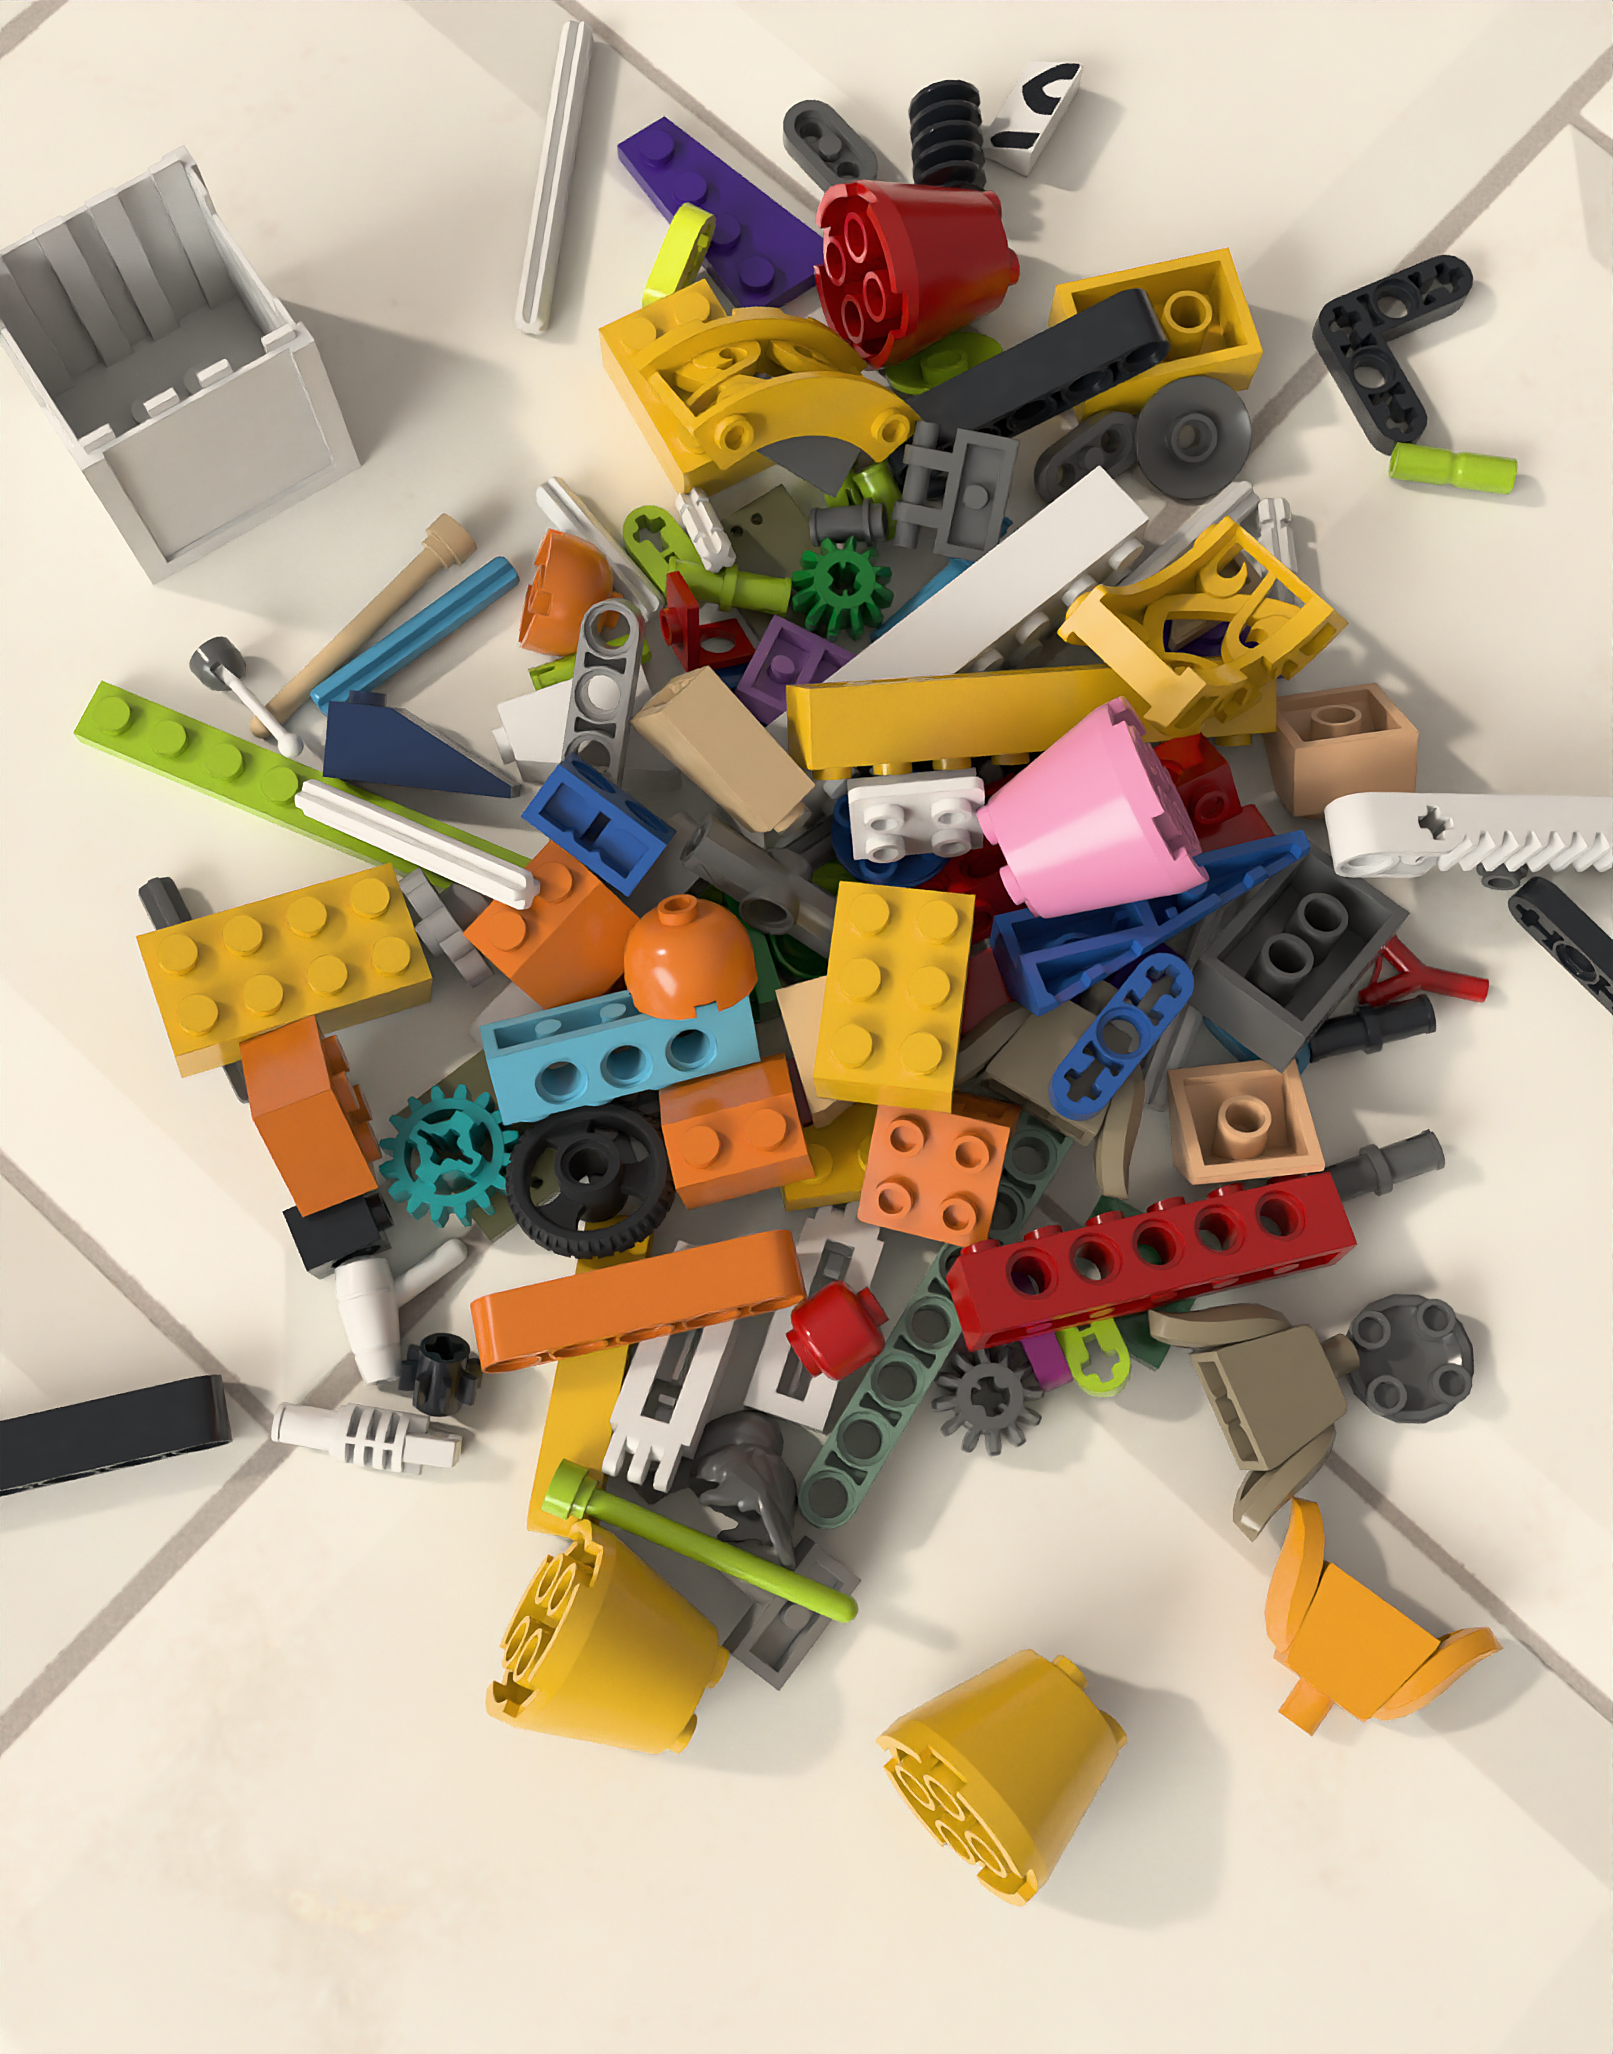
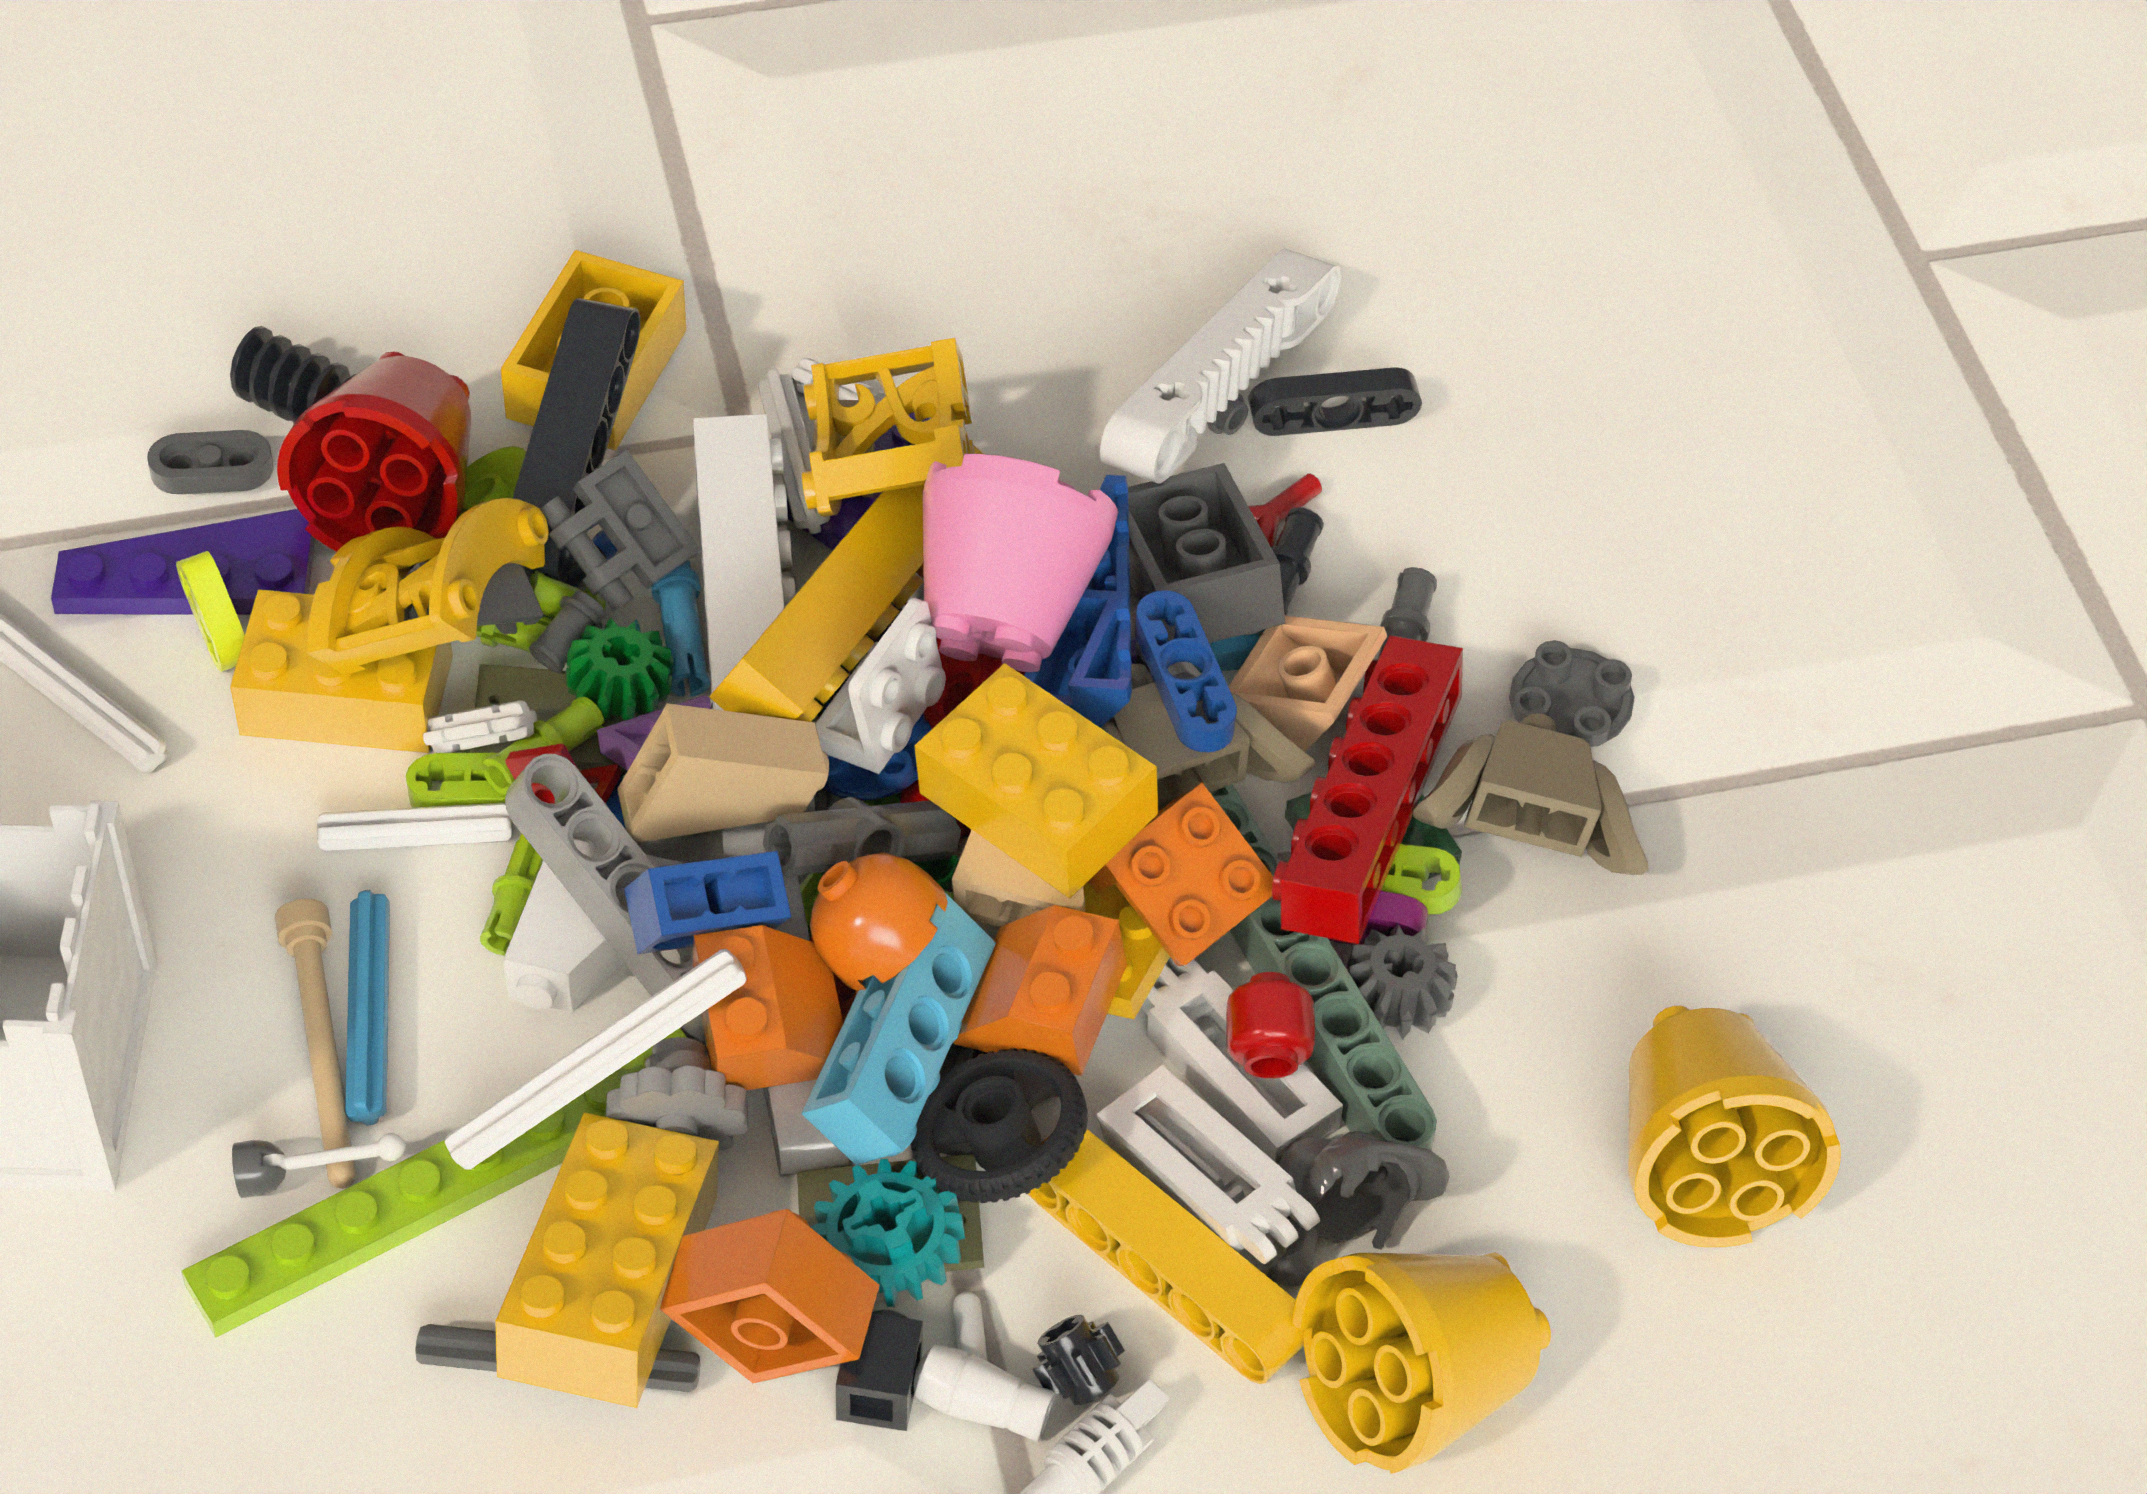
camera: 55 degrees left, 25 degrees down
(398, 748) = (476, 1060): dark blue slope -> none
(566, 585) = (442, 863): orange cylinder -> none
(577, 1494) = (1268, 1290): lime piece -> none
(637, 1301) = (1135, 1148): orange beam -> none
(778, 1632) = (1476, 1217): light grey plate -> none
(1031, 114) = (311, 313): white slope -> none
(1082, 452) = (657, 446): dark grey plate -> none
(1219, 444) = (699, 375): dark grey dish -> none
(1338, 747) = (1054, 427): light nougat slope -> none
(1352, 1642) = (1766, 857): light orange torso -> none
(1369, 343) = (713, 231): black beam -> none
(1460, 469) = (868, 253): lime piece -> none

